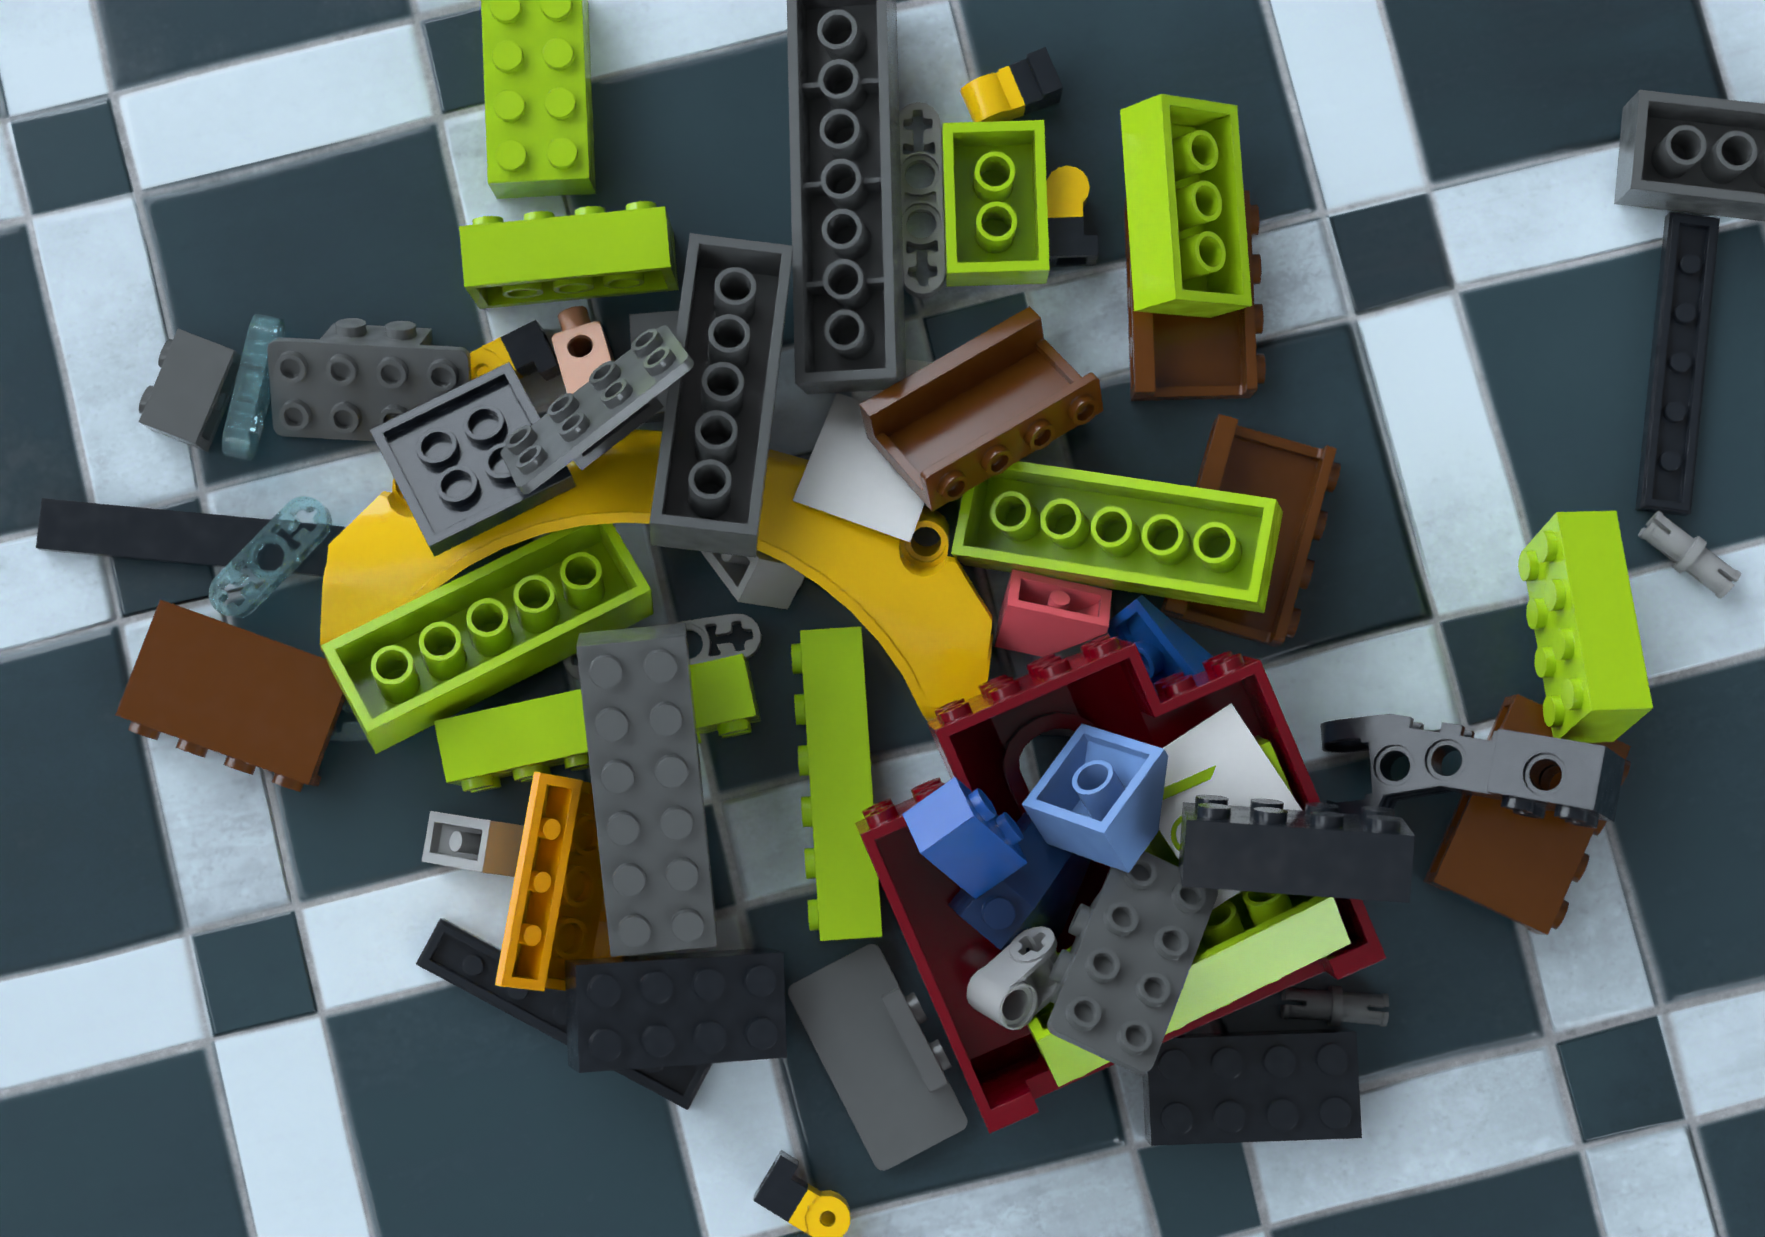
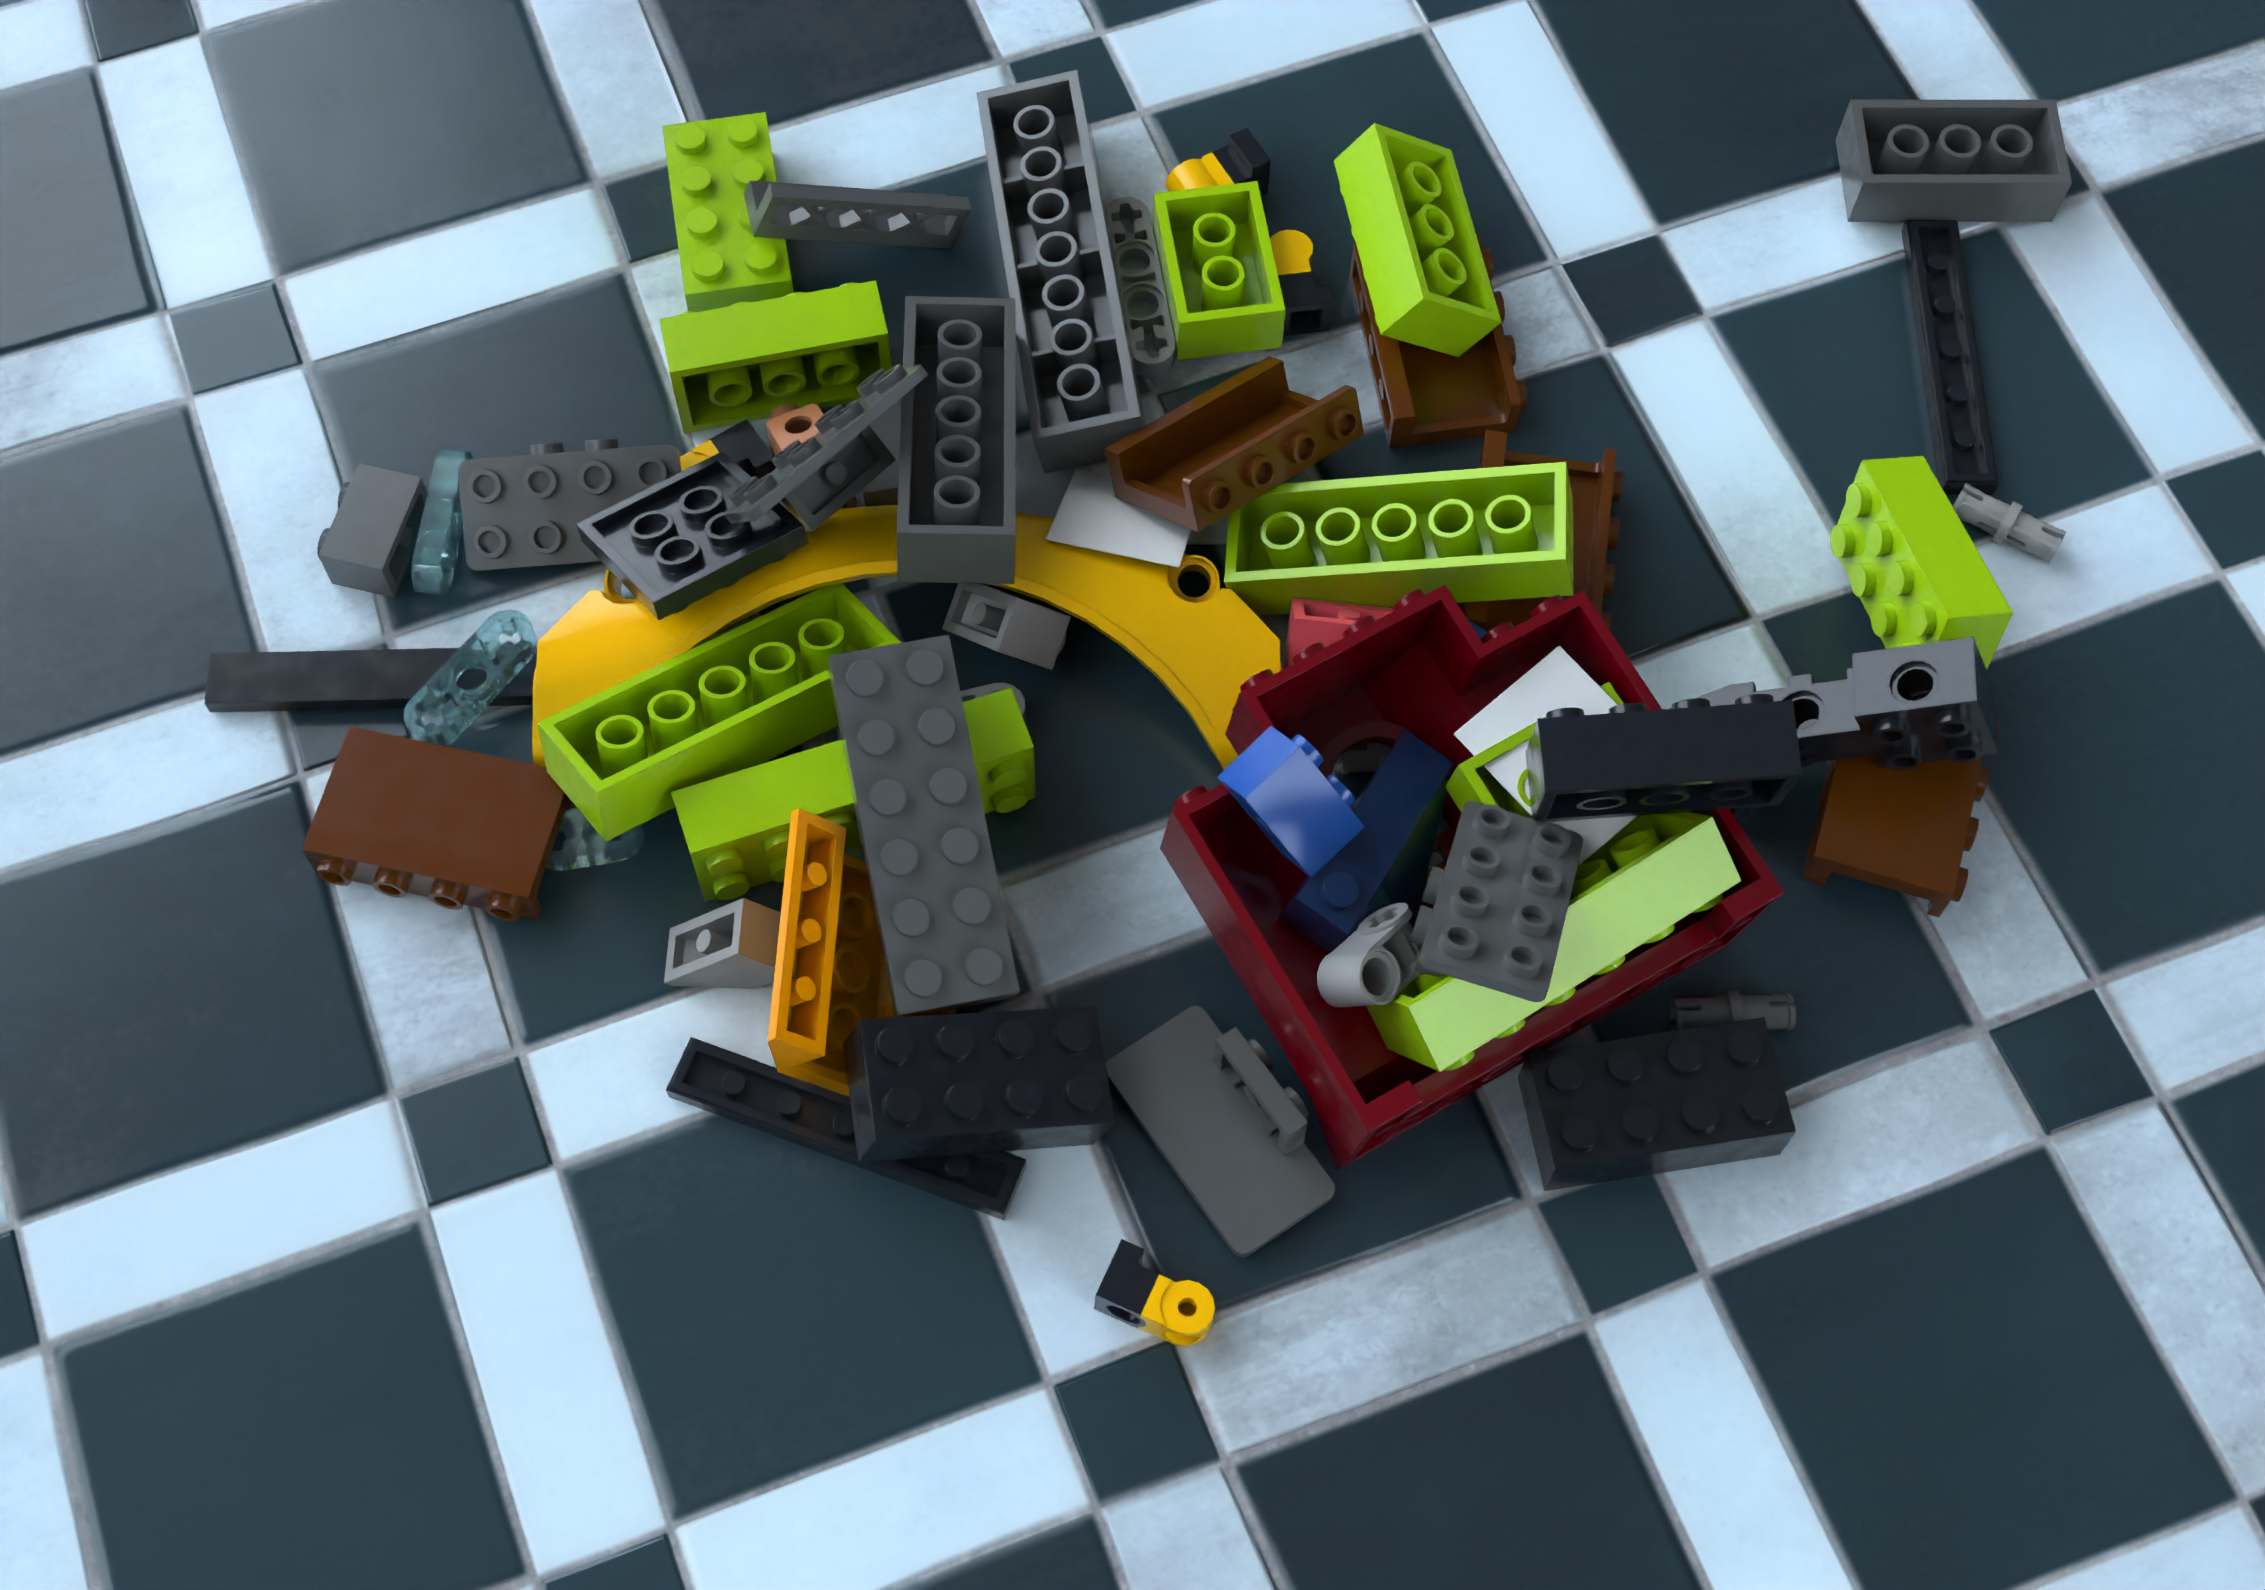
camera: 10 degrees left, 20 degrees down
(654, 105) = (854, 214): none -> dark grey fence
(840, 782) = (1129, 820): lime brick -> none
(1101, 797) = (1434, 751): medium blue slope -> none

